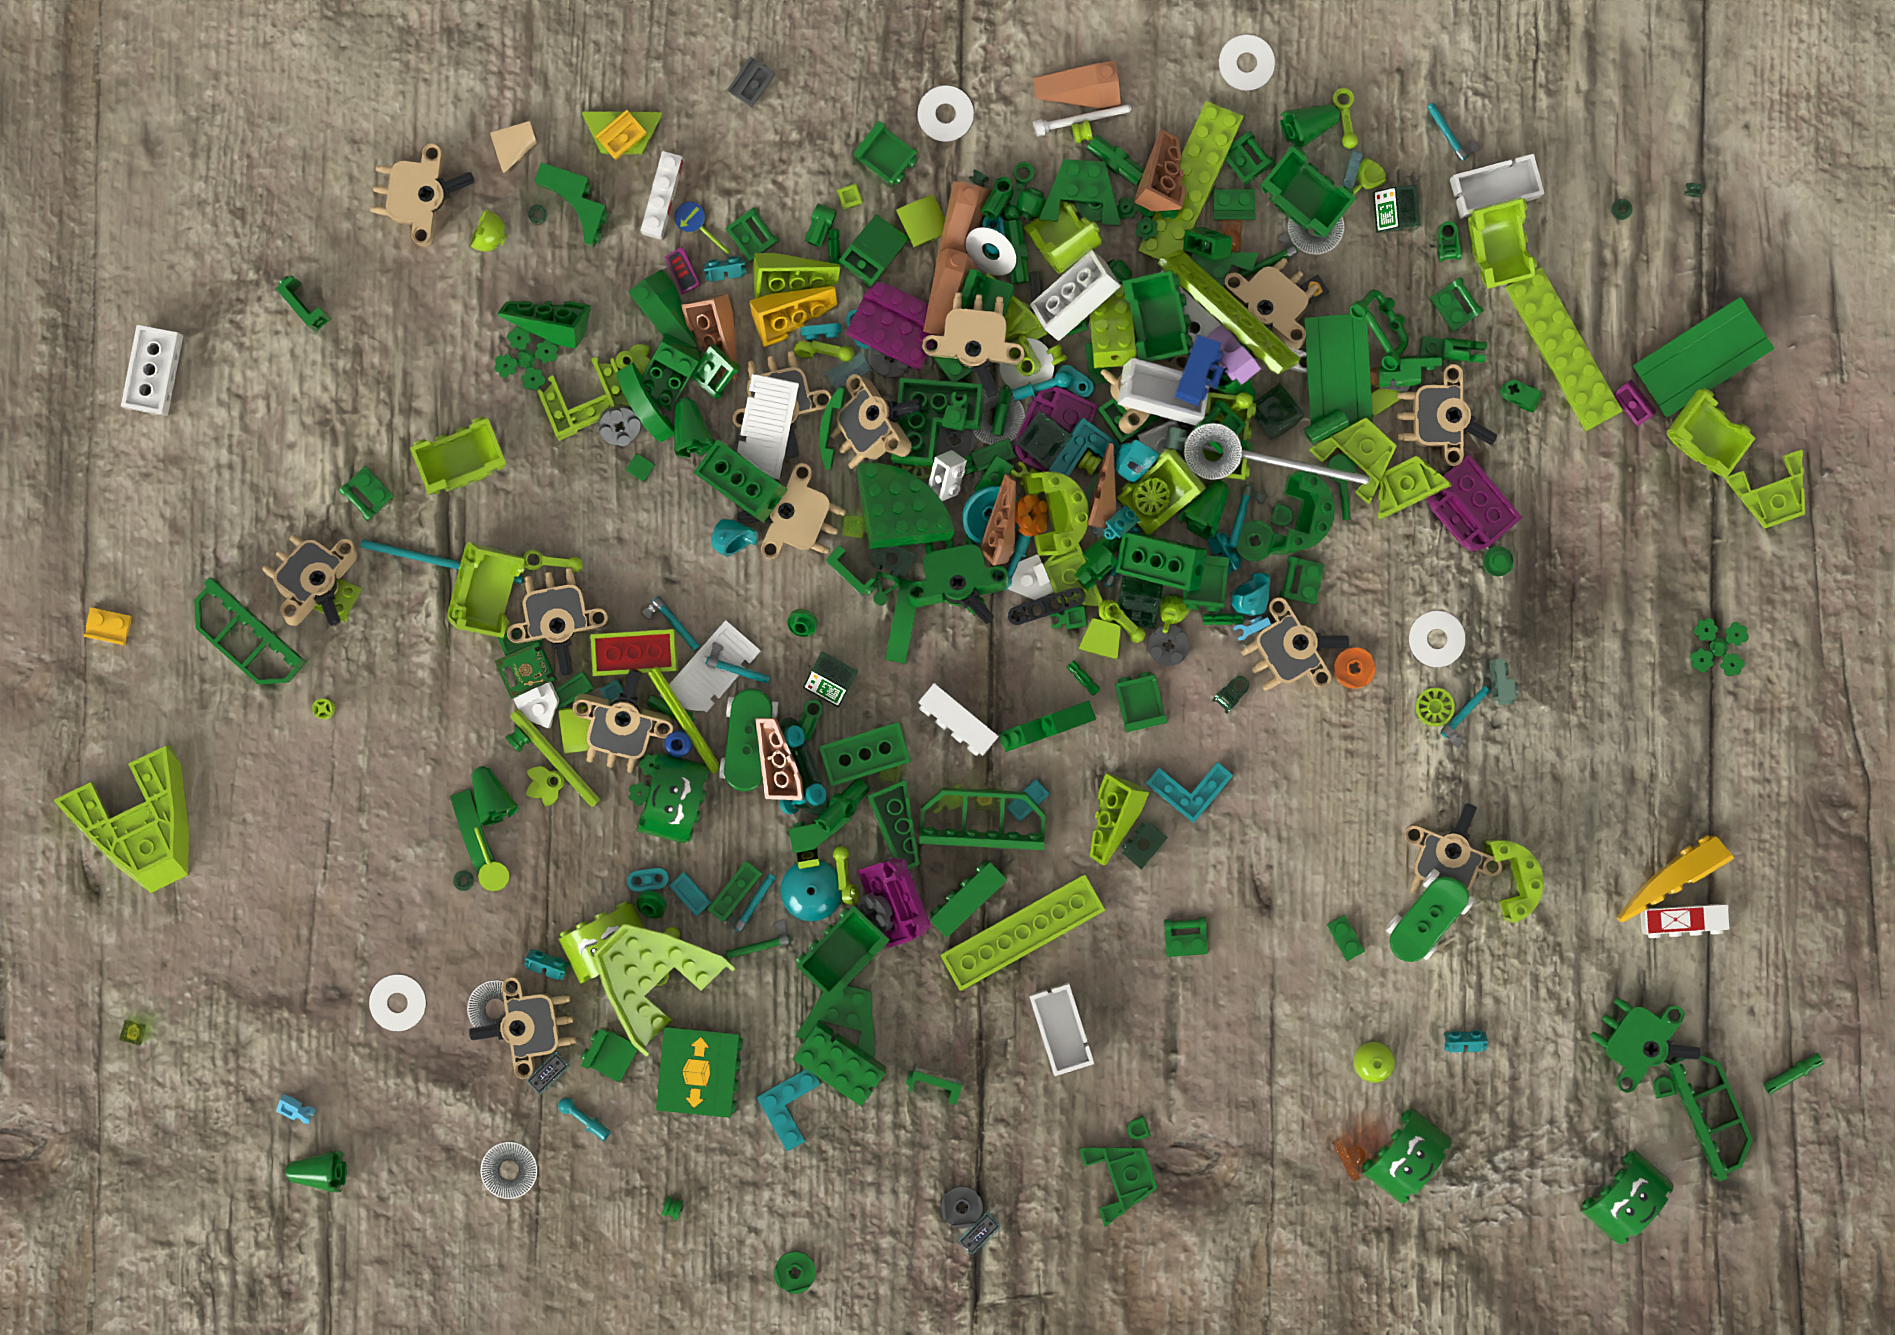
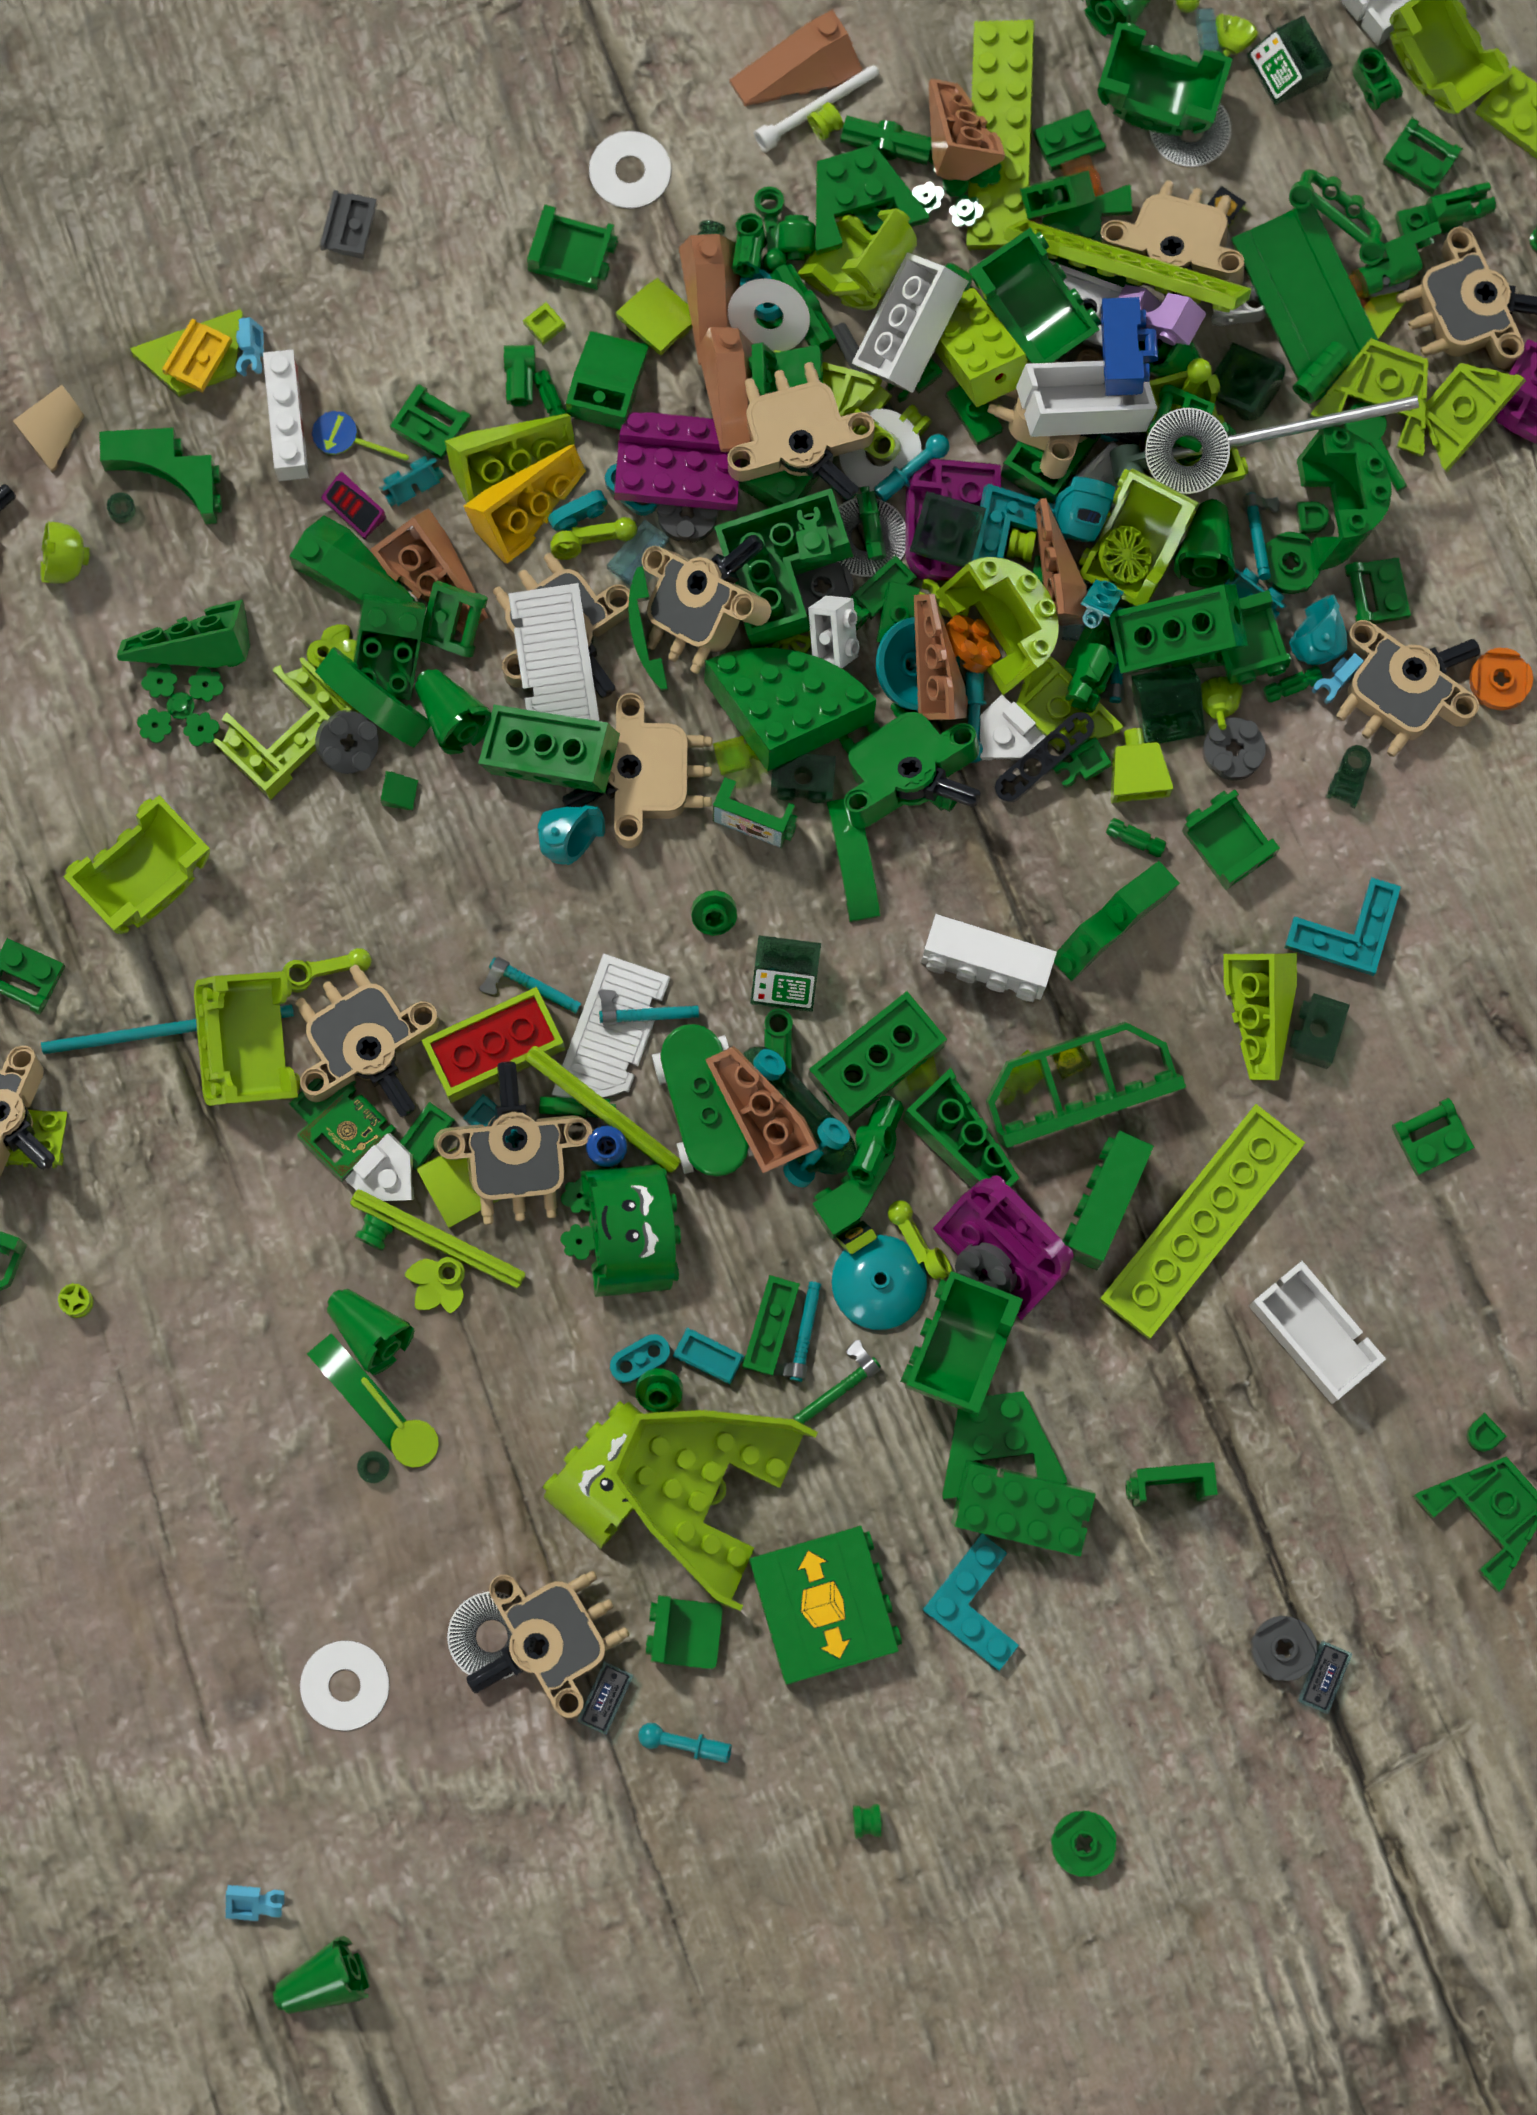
camera: 30 degrees left, 10 degrees down
(492, 1162) = (632, 1874): sticker -> none
(555, 966) = (555, 1537): teal hinge -> none
(659, 138) = (252, 343): none -> medium azure plate
(880, 598) = (809, 839): green piece -> none
(1020, 807) = (1126, 1046): teal tile -> none
(1077, 379) = (957, 441): teal plate -> none
(1135, 632) = (1183, 749): lime piece -> none
(1243, 163) = (1060, 80): green plate -> none
(1290, 251) = (1169, 171): green piece -> none

